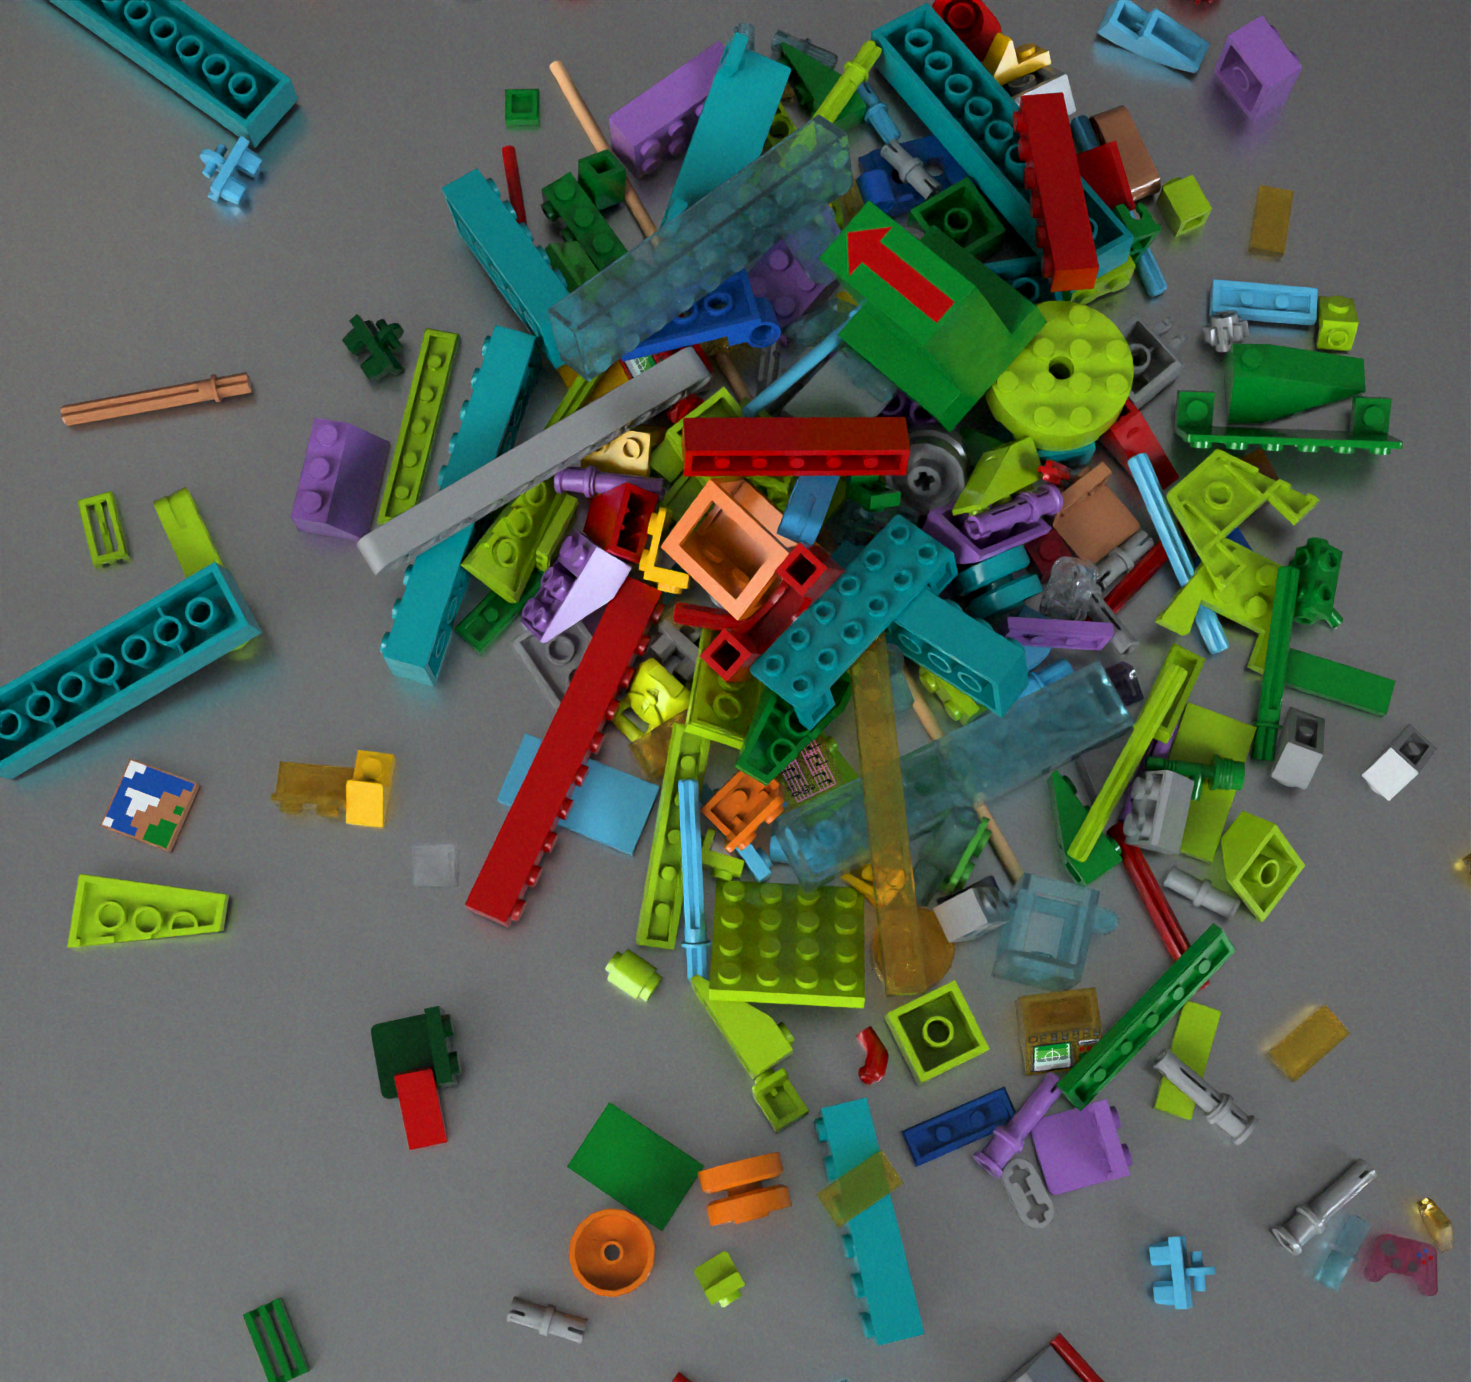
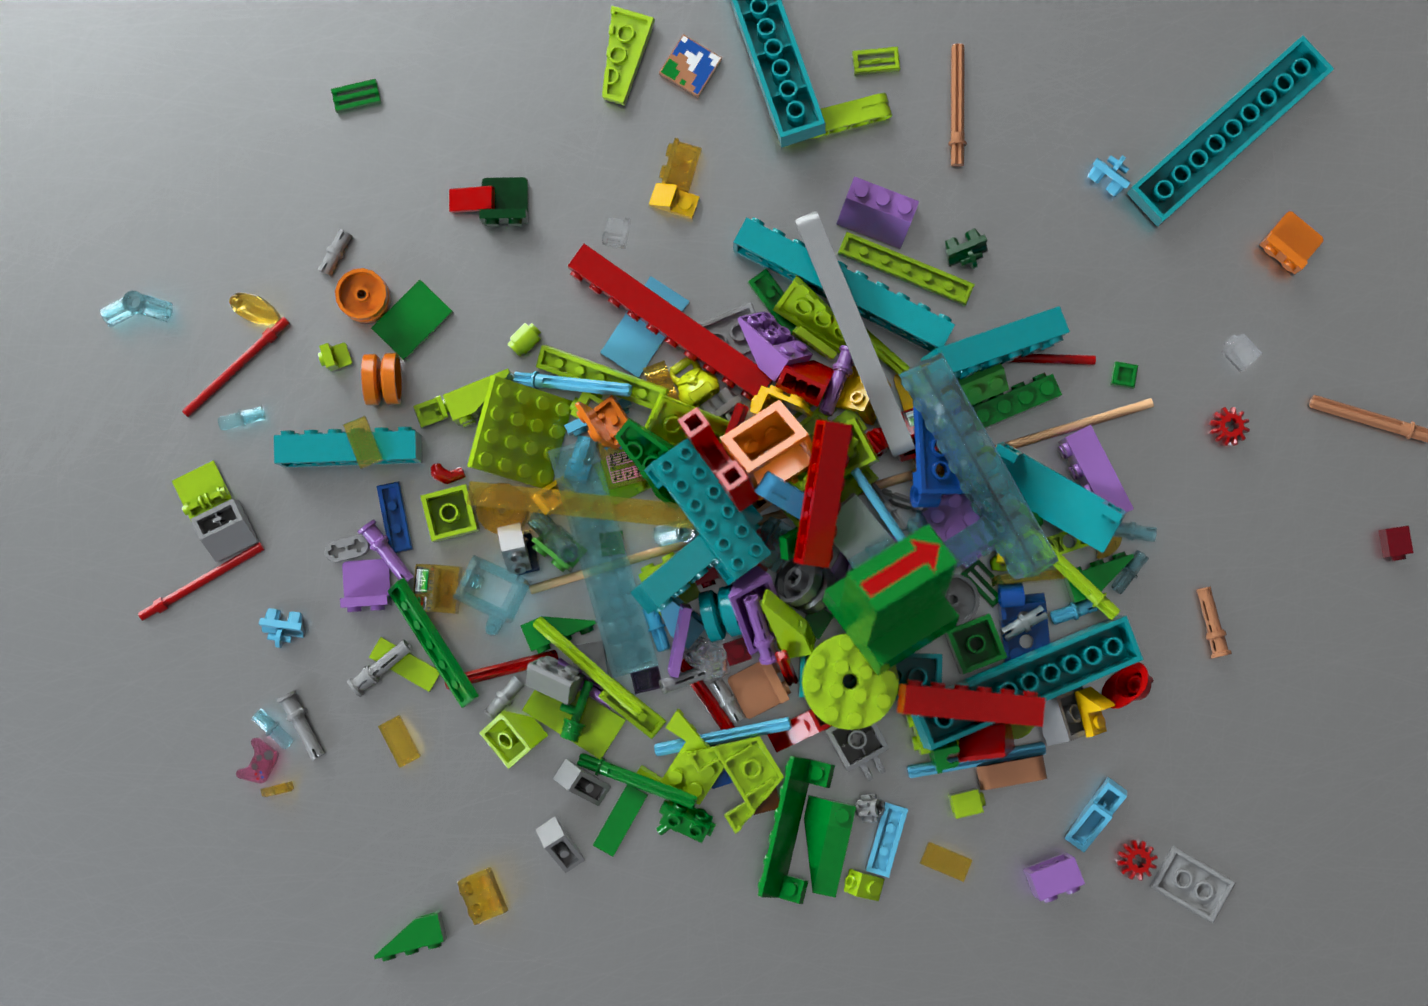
camera: 105 degrees right, 10 degrees up
(602, 179) = (1055, 415): green brick -> none

